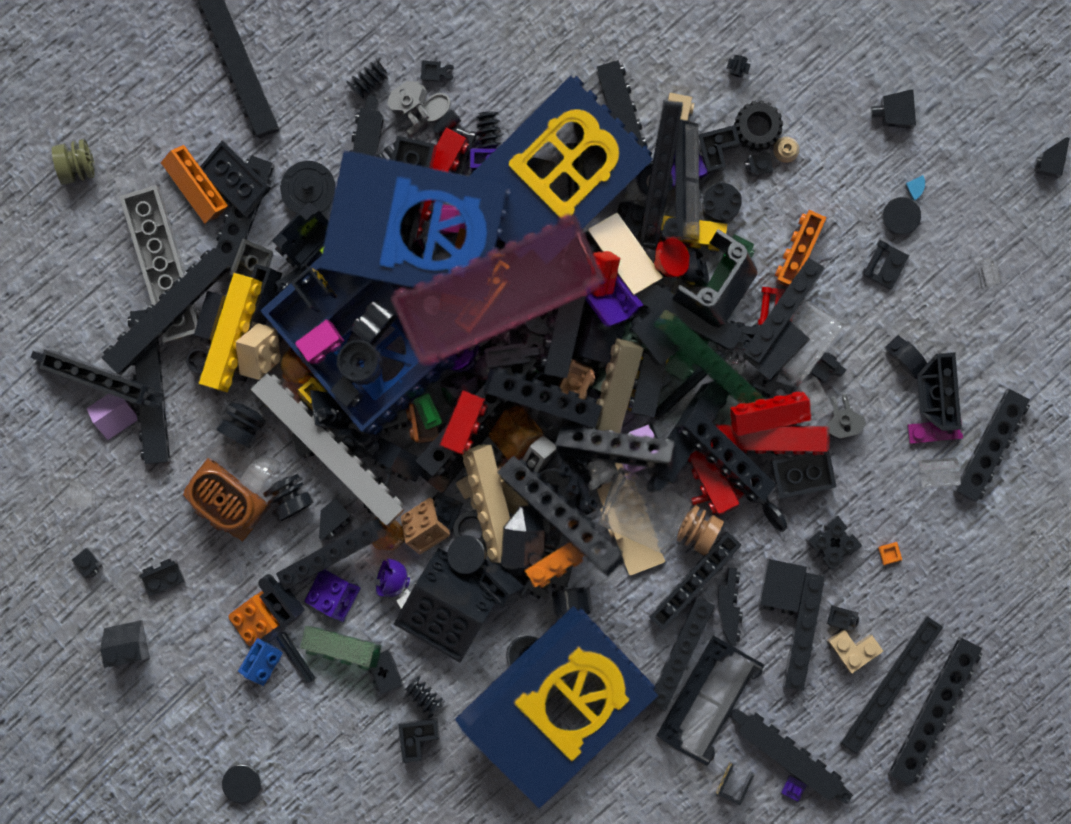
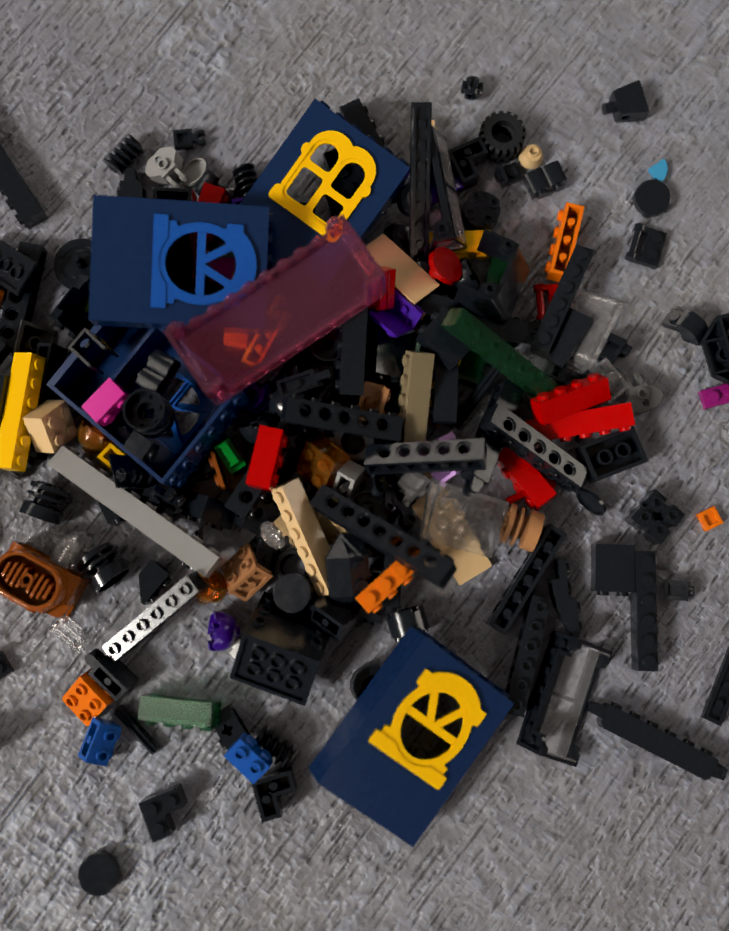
camera: 20 degrees left, 5 degrees down
(239, 545) = (60, 624): none -> clear tile
(304, 736) = (158, 808): none -> black brick
(332, 595) = (164, 659): dark purple bracket -> none
(400, 700) = (249, 757): none -> blue brick
(455, 495) = (272, 535): none -> clear gear
(743, 791) = (617, 784): black piece -> none
(793, 788) = (665, 773): dark purple tile -> none
(795, 178) = (545, 179): none -> black brick
(852, 654) = (697, 625): tan brick -> none

